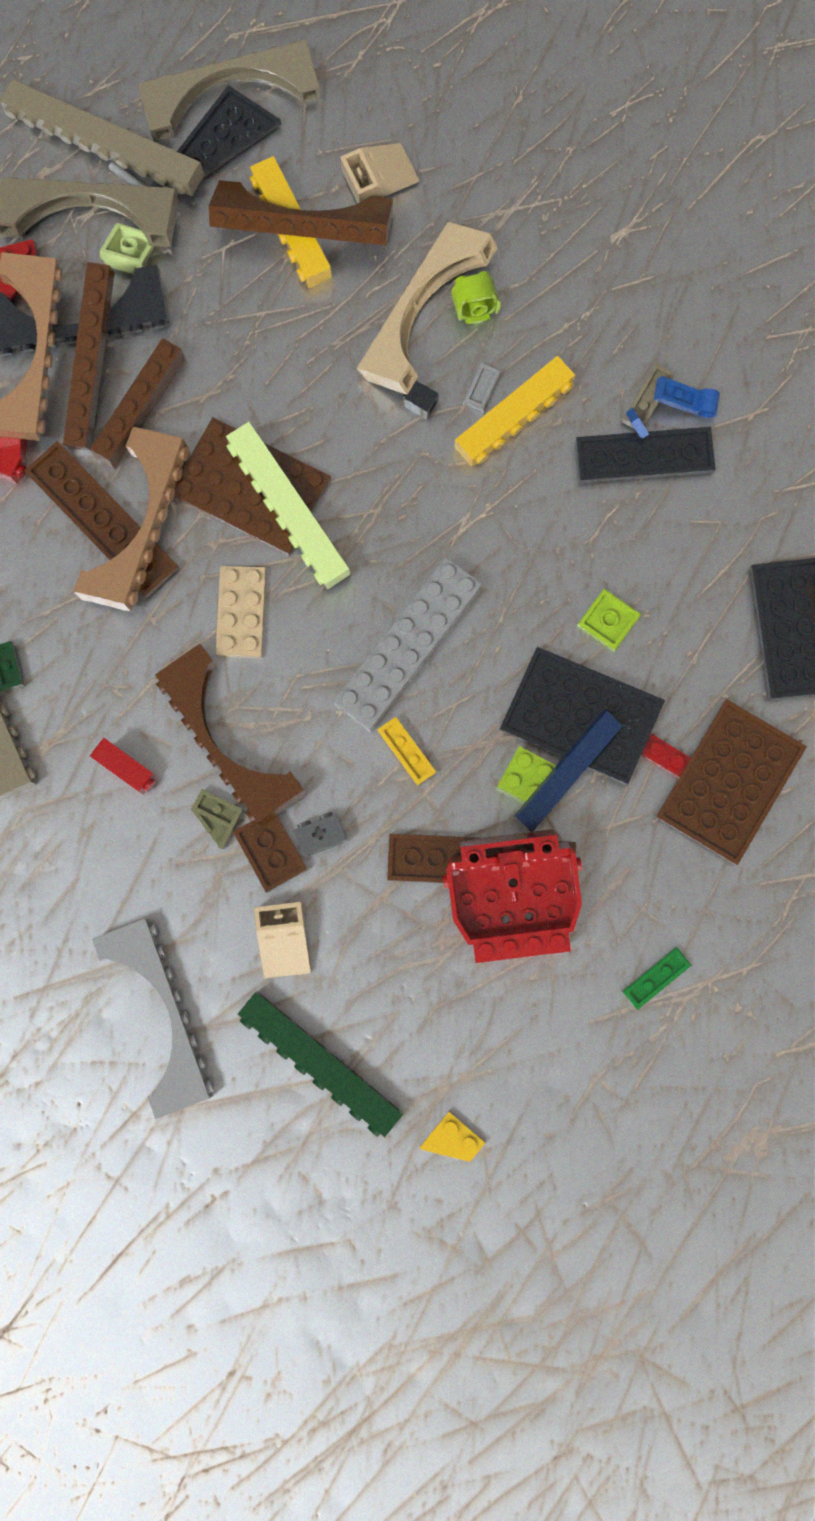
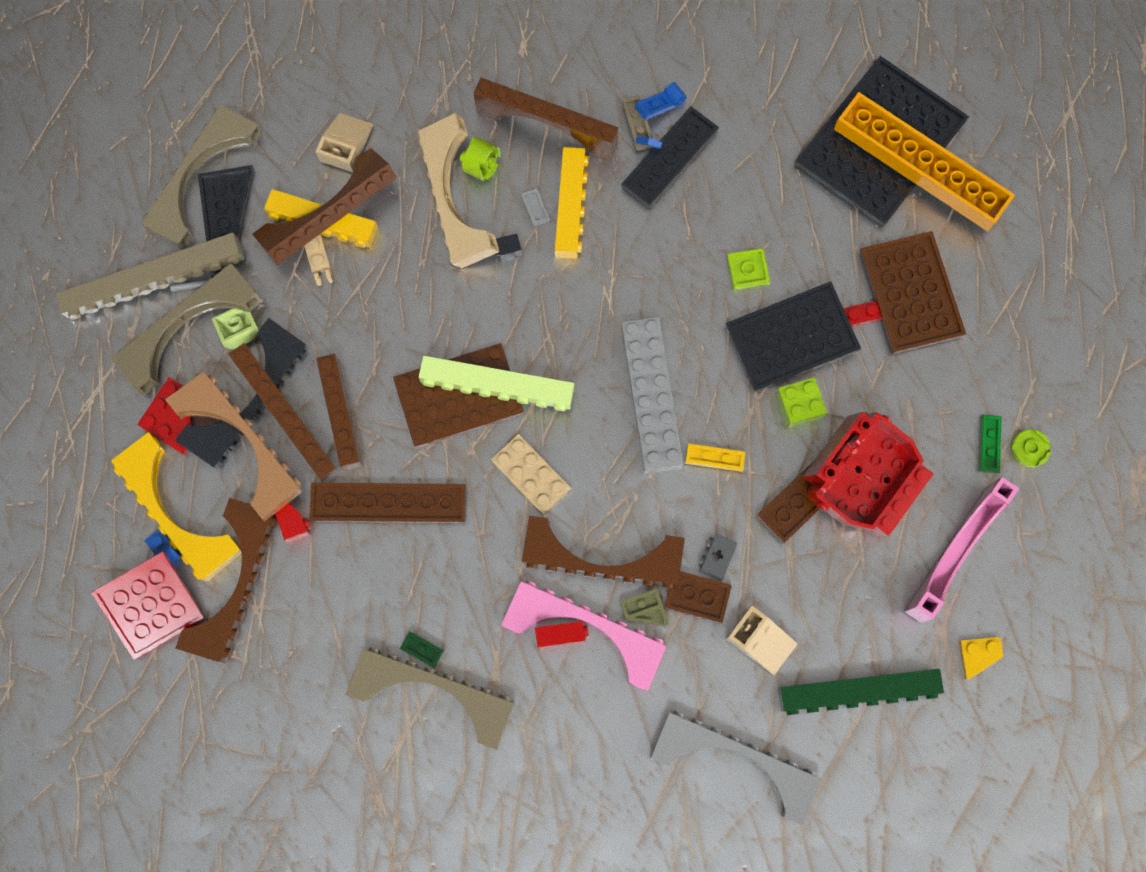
camera: 50 degrees left, 5 degrees down
(119, 579) = (440, 528): medium nougat arch -> none
(173, 846) = (535, 606): none -> bright pink arch
(254, 256) = (318, 259): none -> tan hinge
(544, 264) = (498, 100): none -> reddish brown arch
(549, 1033) = (932, 592): none -> bright pink arch
(568, 771) = (821, 374): dark blue tile -> none
(688, 1018) = (1031, 448): none -> lime tile

